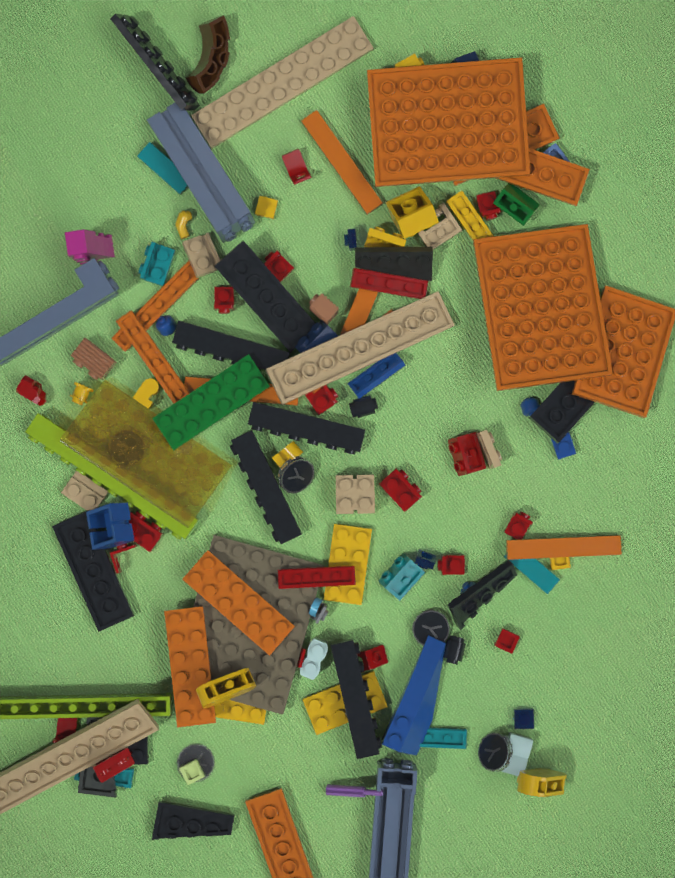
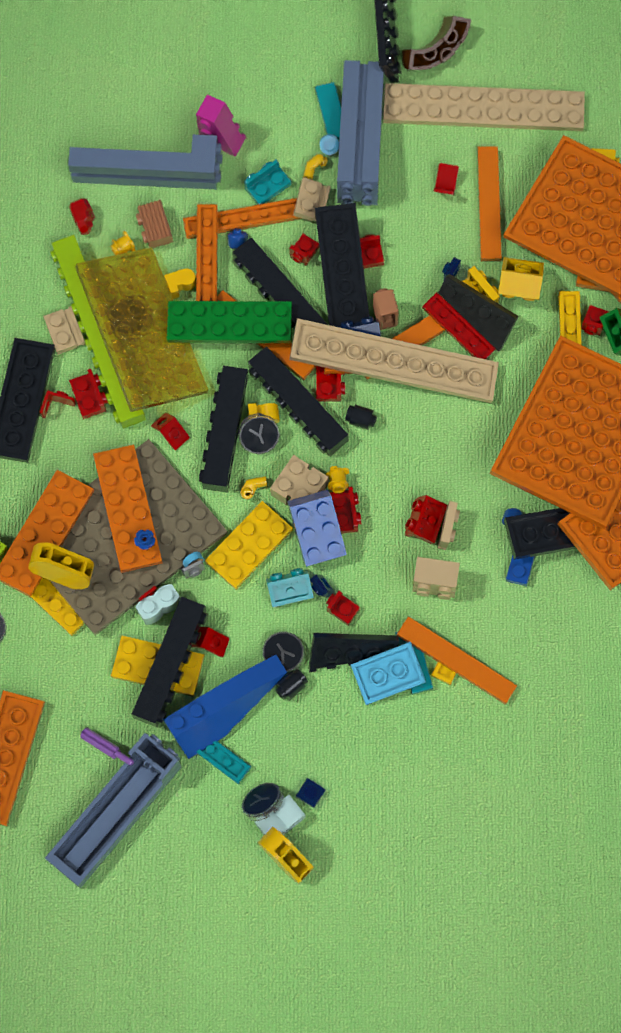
camera: 40 degrees right, 15 degrees down
(113, 518) = (70, 360): blue piece -> none
(183, 198) = (329, 144): none -> medium azure tile
(225, 516) = (171, 430): none -> red bracket
(266, 207) = (396, 198): yellow tile -> none
(272, 616) = (144, 545): none -> blue plate
(316, 577) = (212, 533): red tile -> none
(317, 518) = (251, 485): none -> yellow arm
(375, 375) = (392, 397): blue plate -> none
(380, 469) = (337, 479): none -> yellow brick
(393, 521) = (317, 528): none -> brick
(441, 231) = (536, 314): tan plate -> none
(507, 640) = (345, 709): red plate -> none
(508, 497) = (435, 578): none -> tan piece
(518, 525) = (429, 613): red bracket -> none
(520, 592) = (388, 673): none -> medium azure tile

